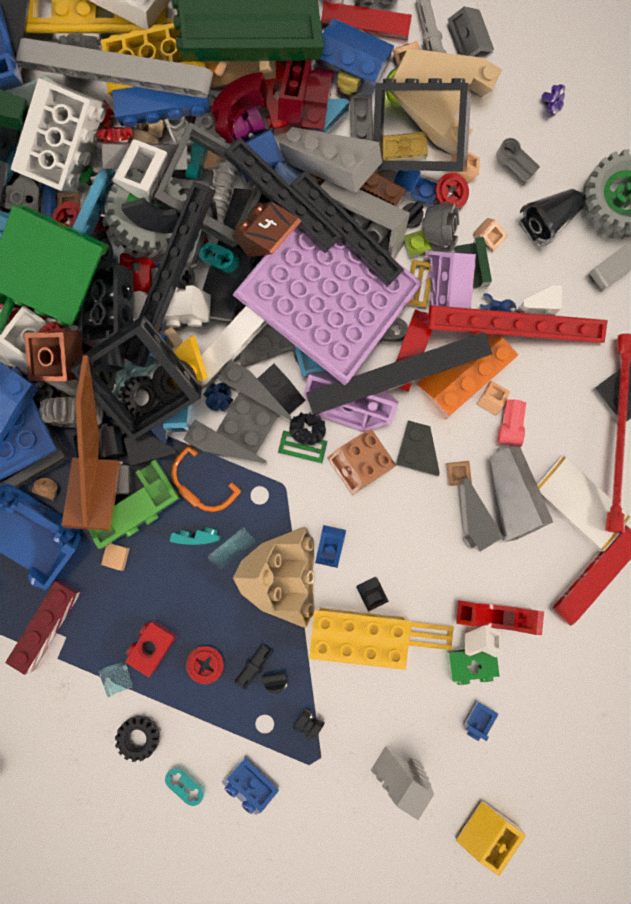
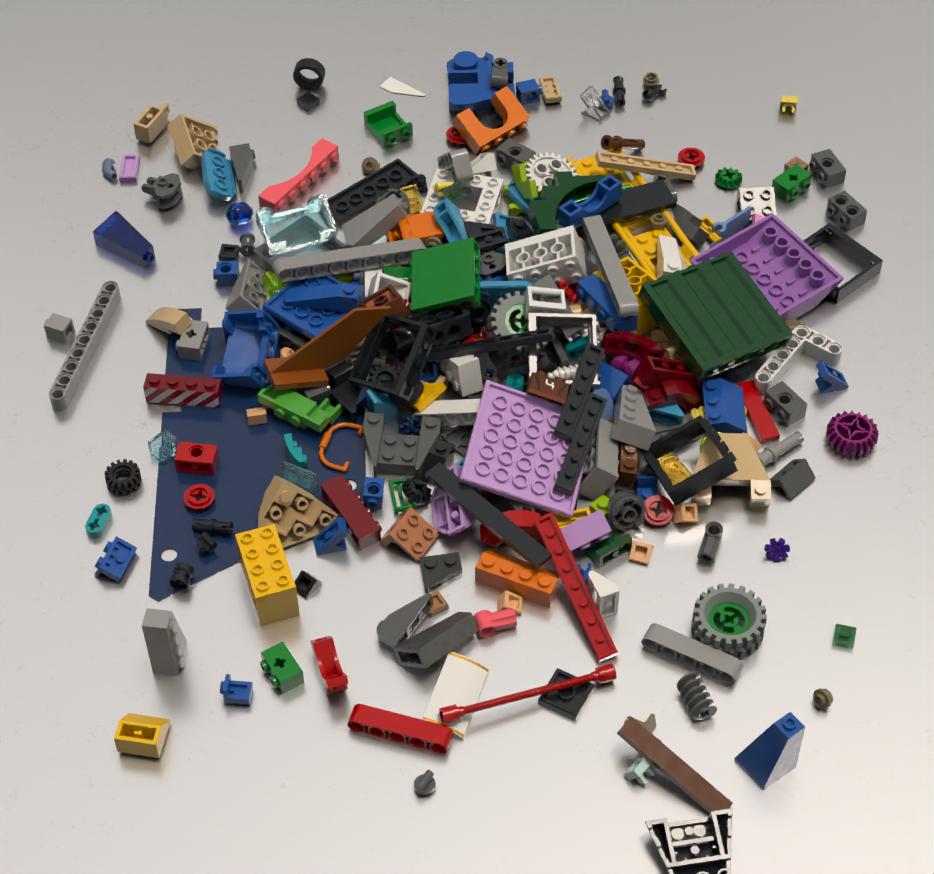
camera: 60 degrees right, 35 degrees down
(150, 217) = (513, 316): black tile -> none
(287, 466) = (373, 492): none -> blue brick
(305, 510) = (348, 505): none -> dark red brick
(449, 637) = (287, 619): yellow tile -> none
(485, 640) = (305, 659): white panel -> none
(550, 215) = (680, 578): black cone -> none

